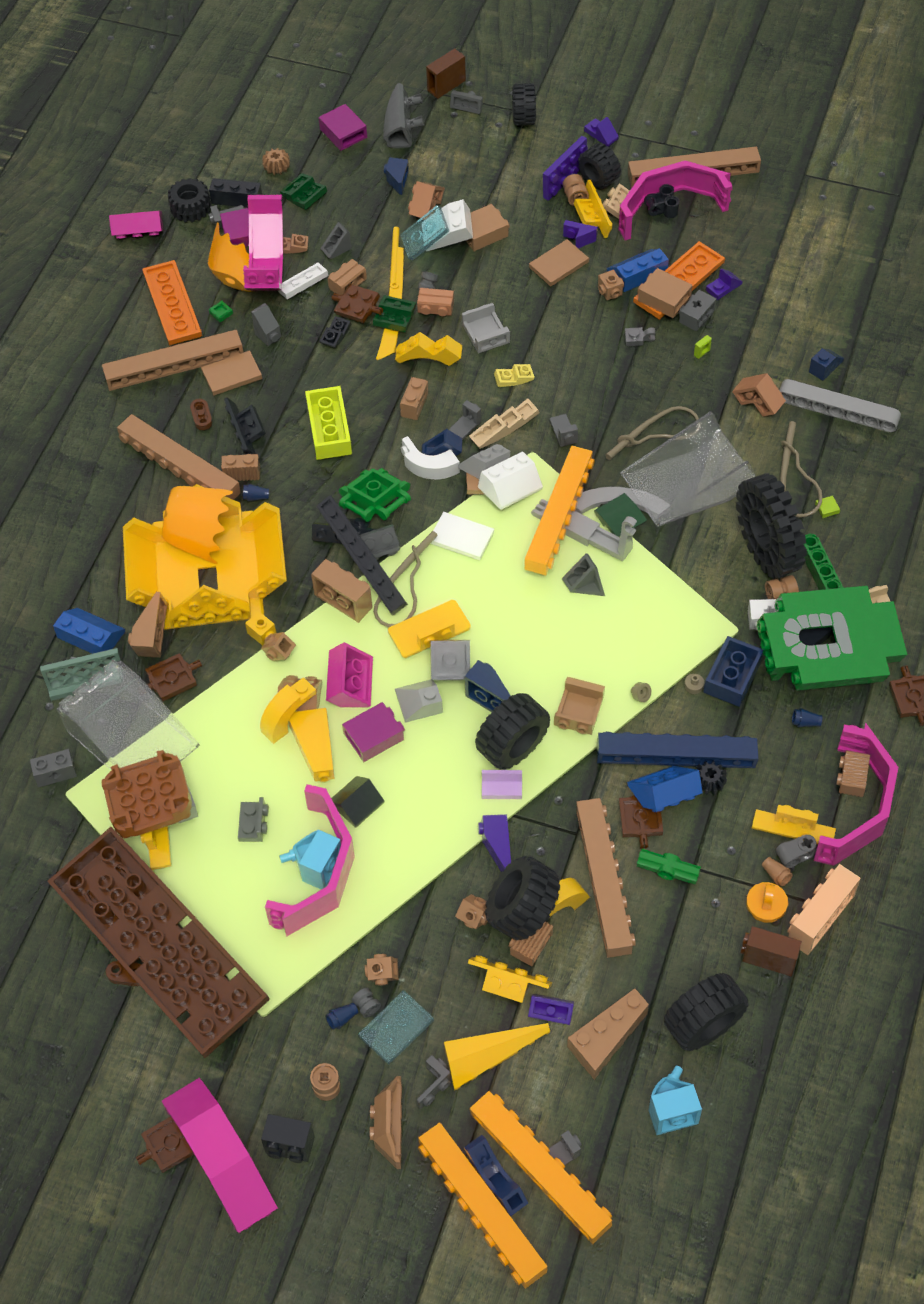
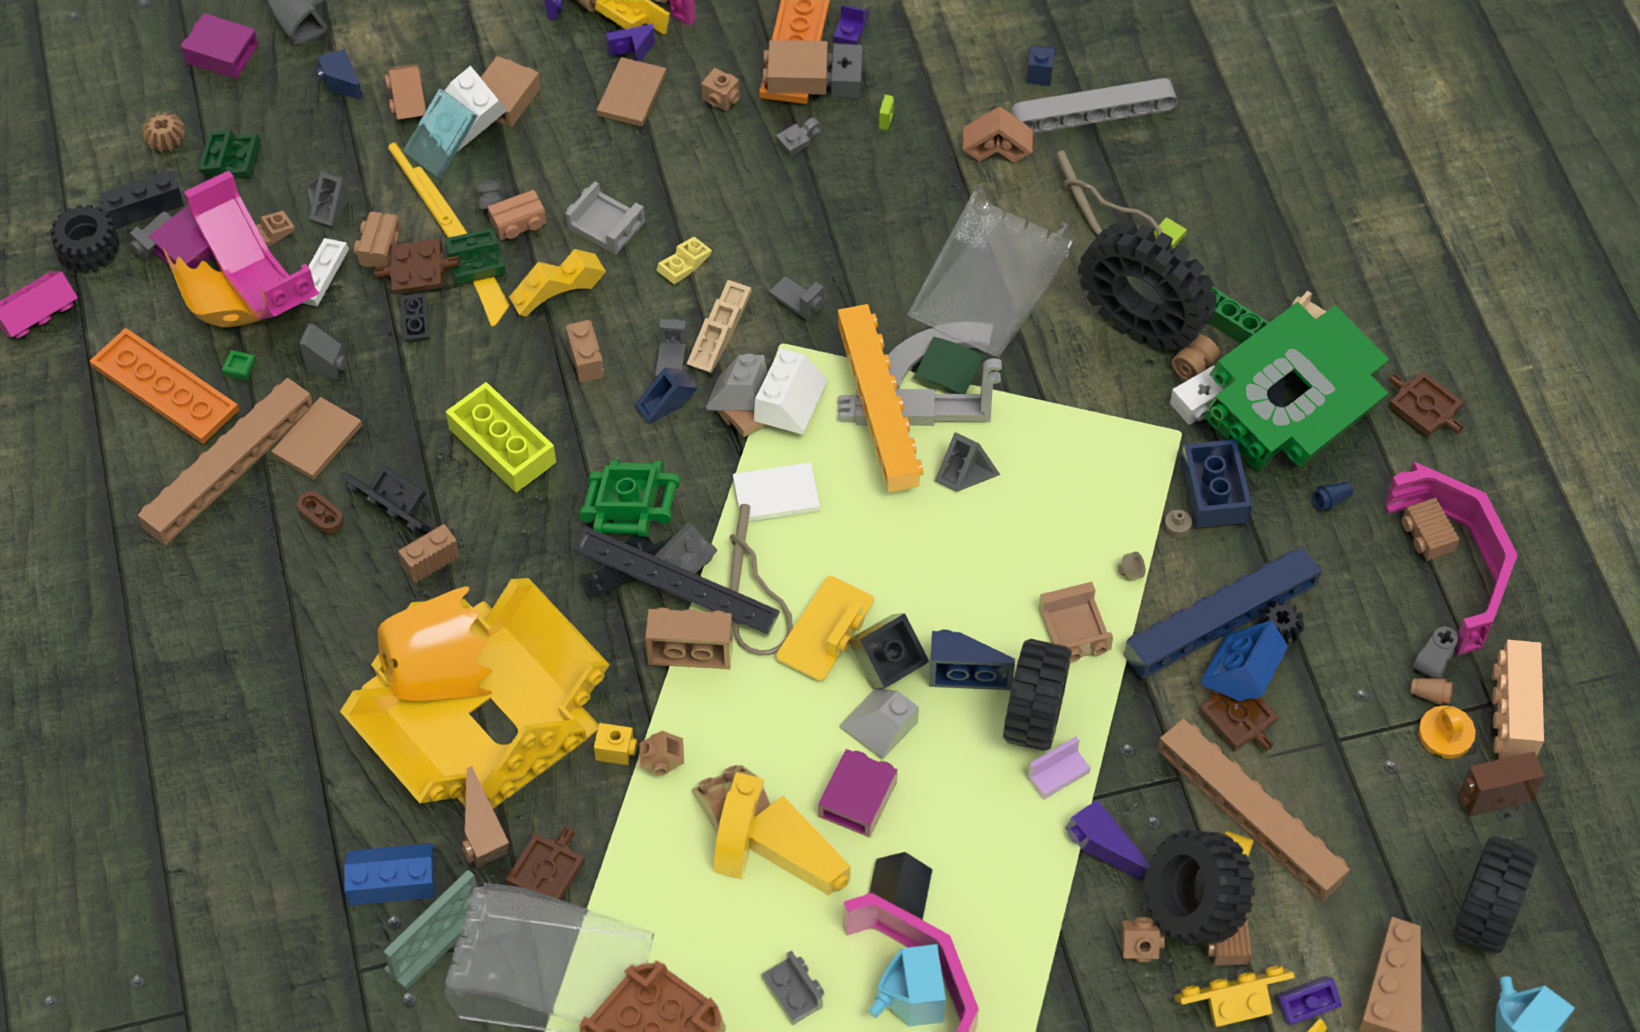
camera: 35 degrees left, 0 degrees up
(174, 456) = (330, 586): medium nougat brick -> none
(254, 492) = (471, 575): dark blue cone -> none
(349, 677) = (775, 742): dark pink slope -> none
(428, 466) = (662, 428): white arch -> none
(628, 440) = (885, 269): dark tan piece -> none
(637, 268) = (738, 48): blue slope -> none
(668, 866) = (1313, 754): green piece -> none
(791, 823) = (1409, 625): yellow bracket -> none

